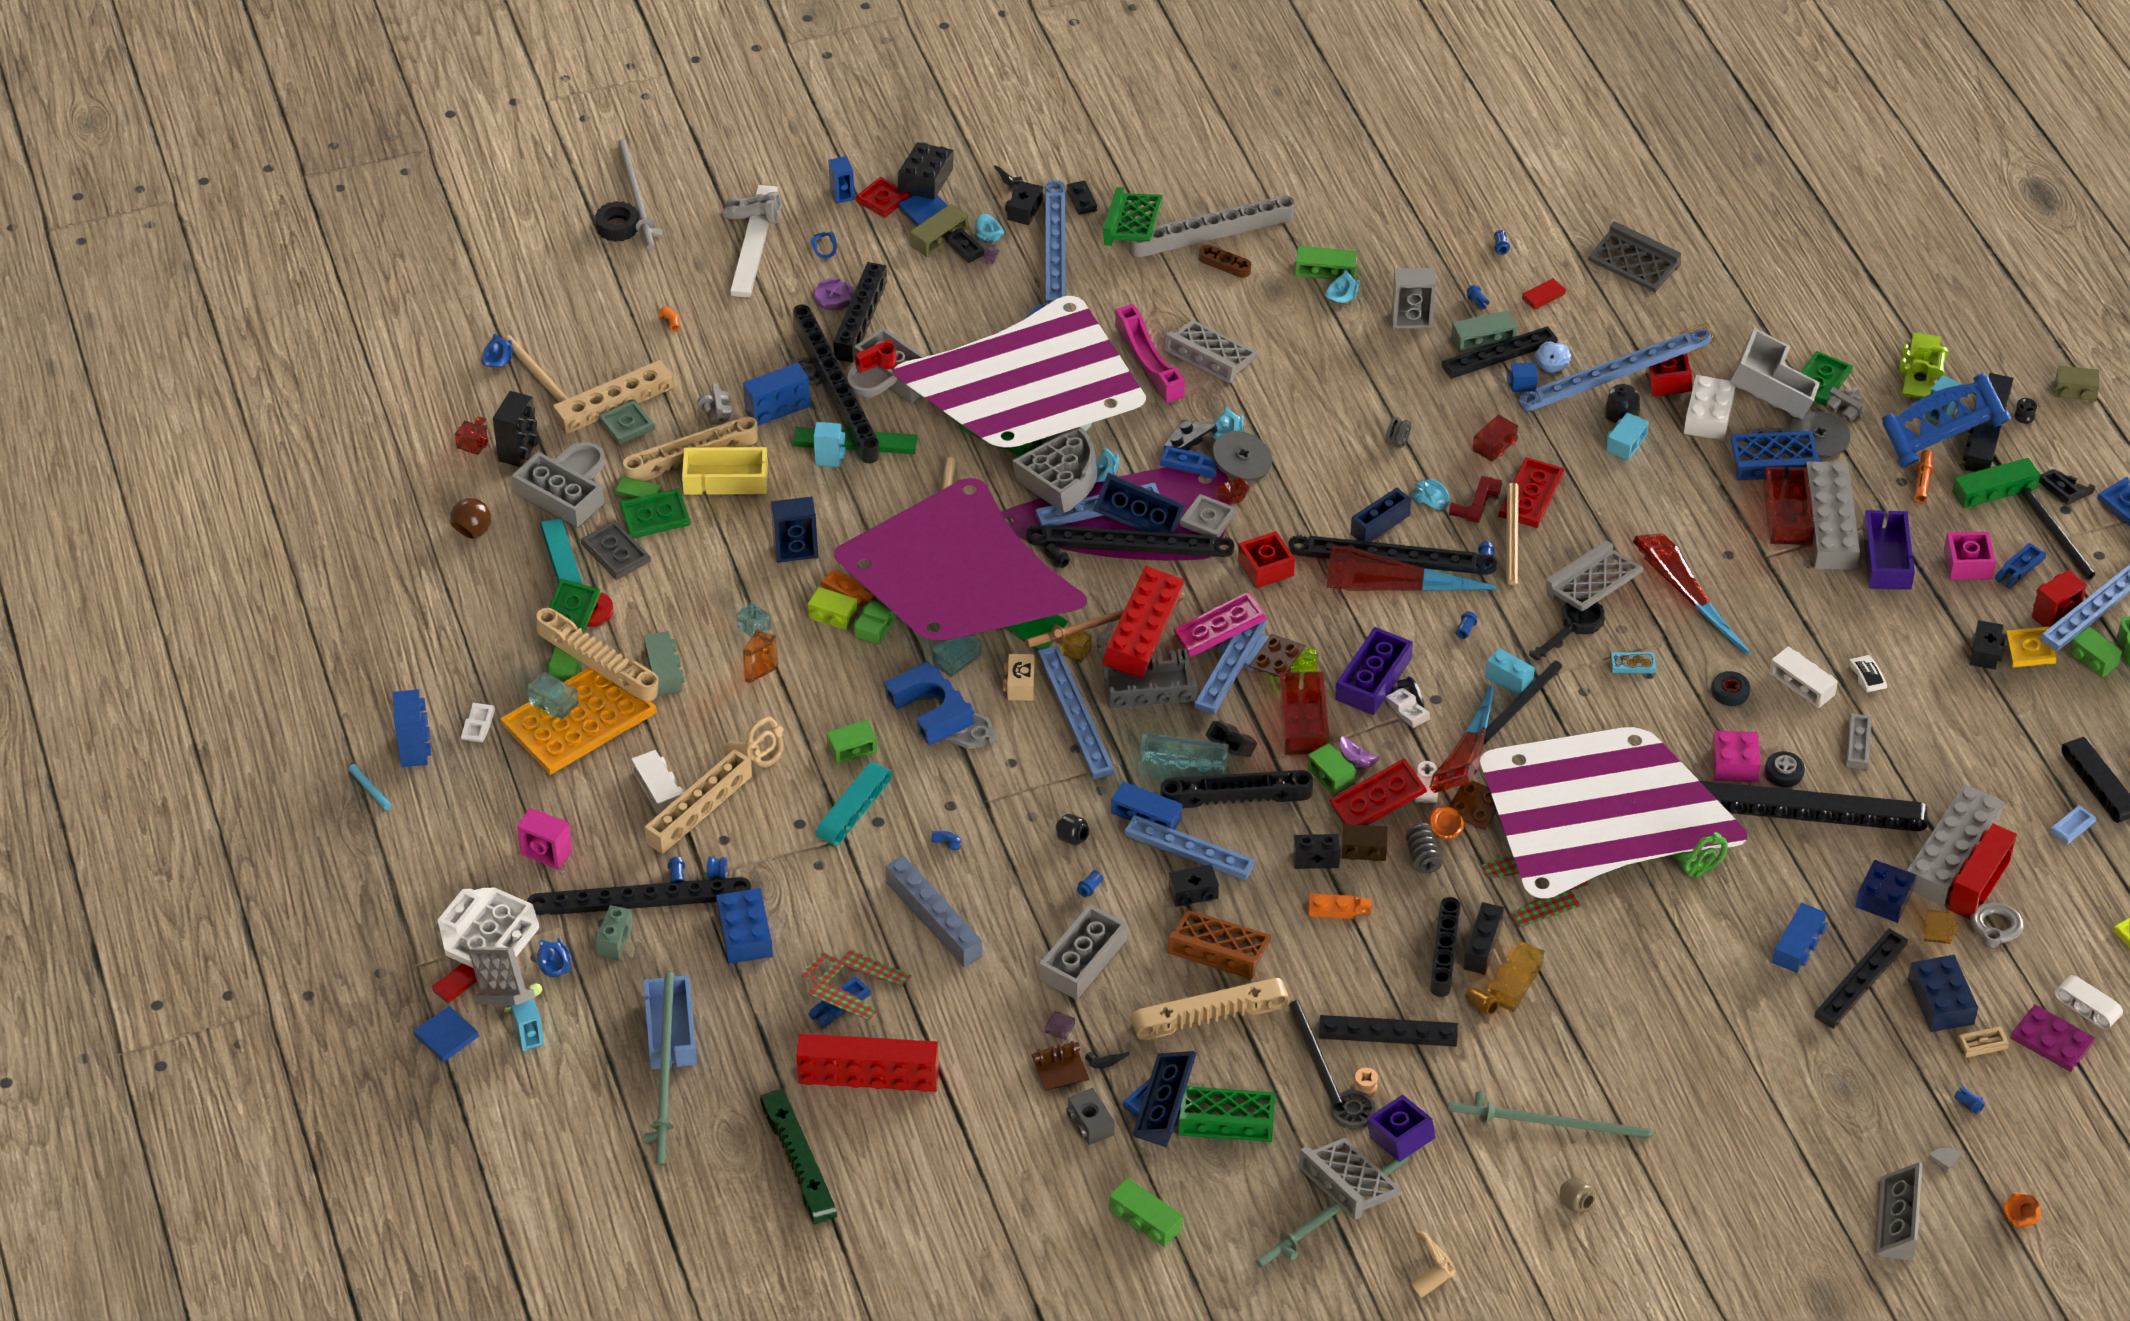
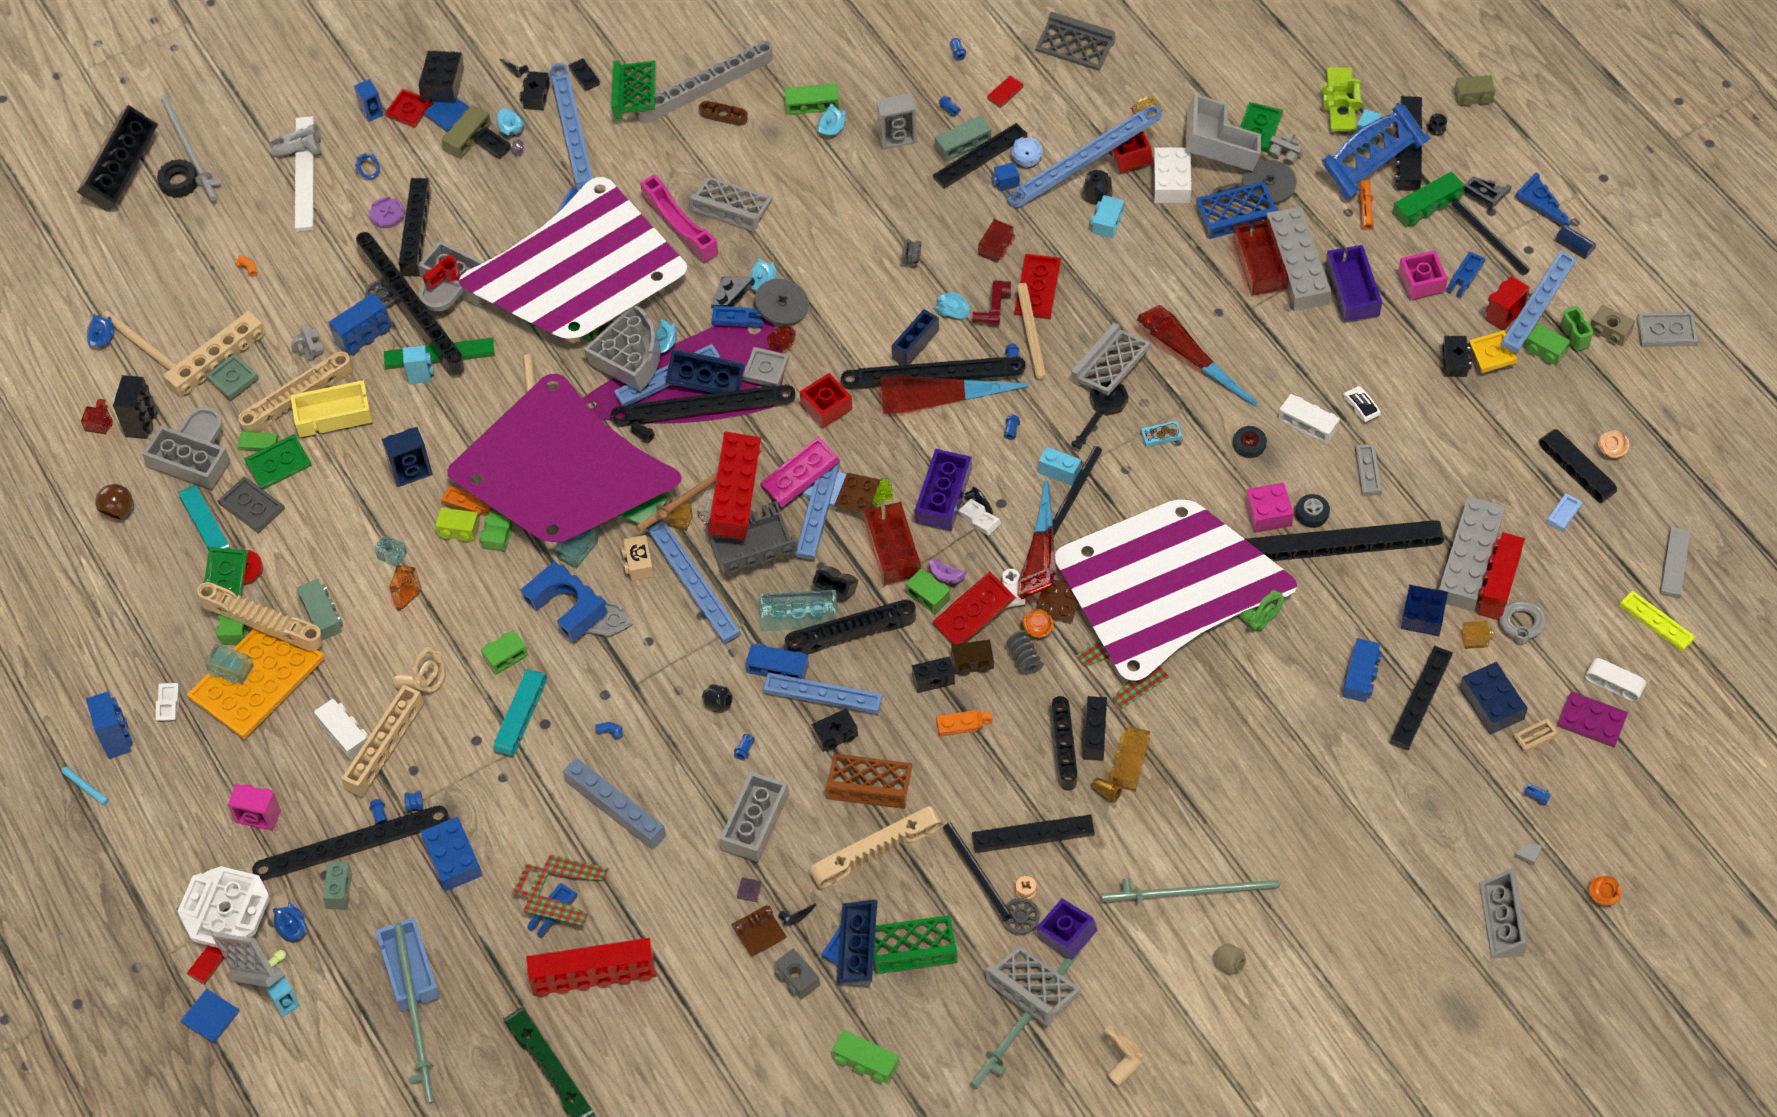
camera: 10 degrees left, 10 degrees up
(557, 188) = (117, 158): none -> black brick

